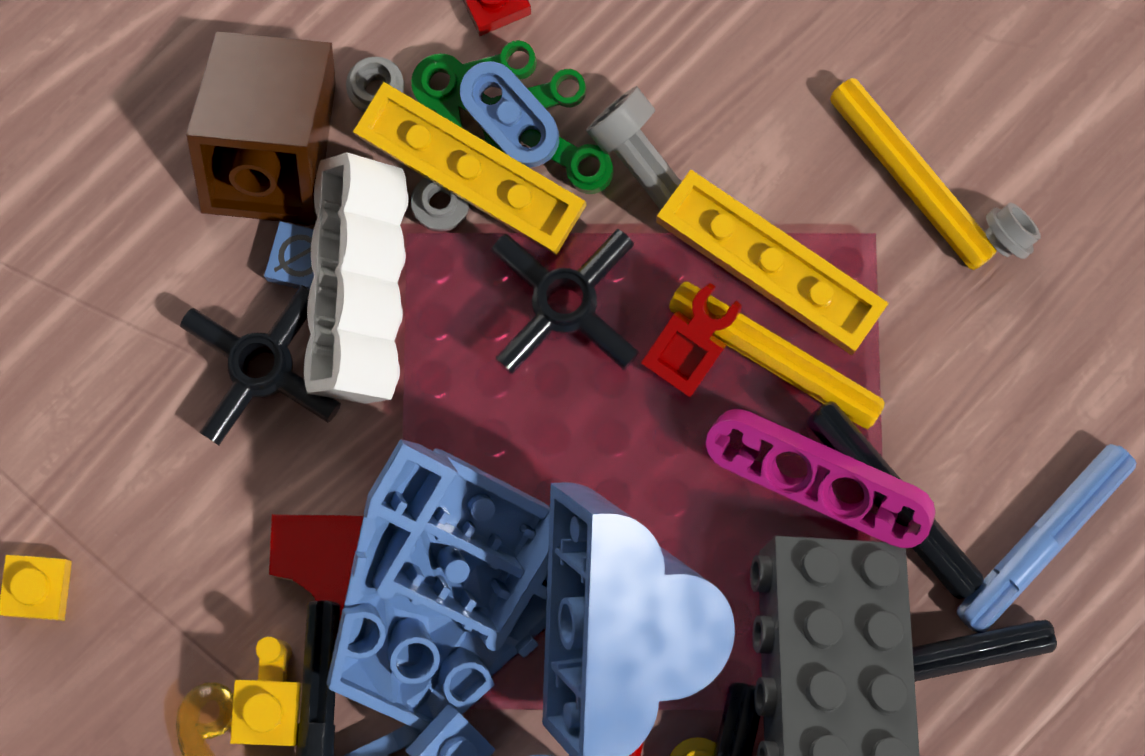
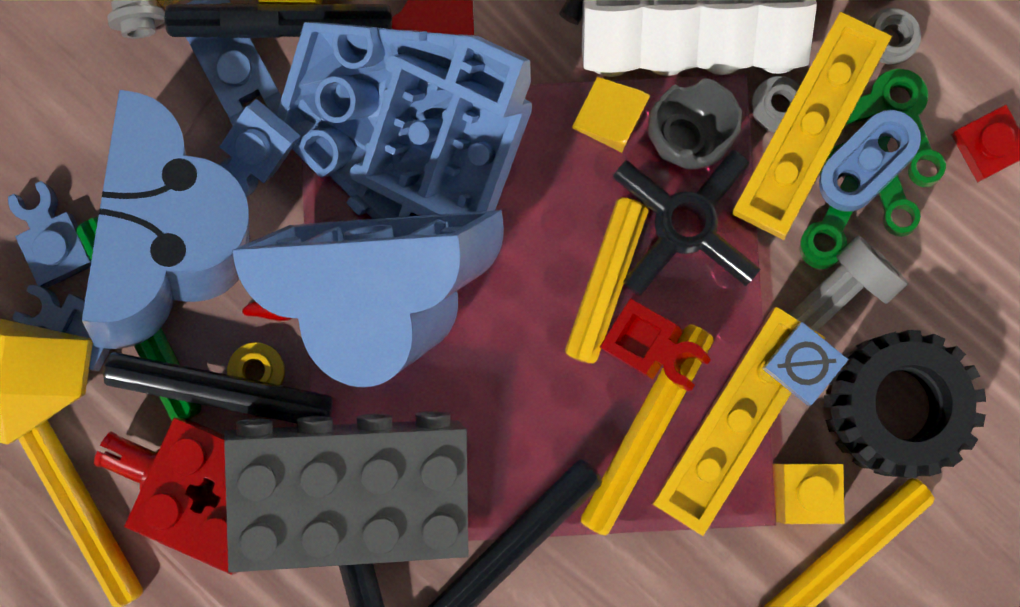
camera: 85 degrees right, 5 degrees up
(442, 372) = (611, 113): none -> yellow slope
(462, 284) = (695, 124): none -> dark grey hair
(619, 387) = (606, 280): none -> yellow axle
(718, 190) = (805, 364): none -> medium blue tile
(770, 56) = (950, 405): none -> black tyre
(823, 468) = (535, 475): dark pink beam -> none
(845, 197) = (809, 493): none -> yellow brick

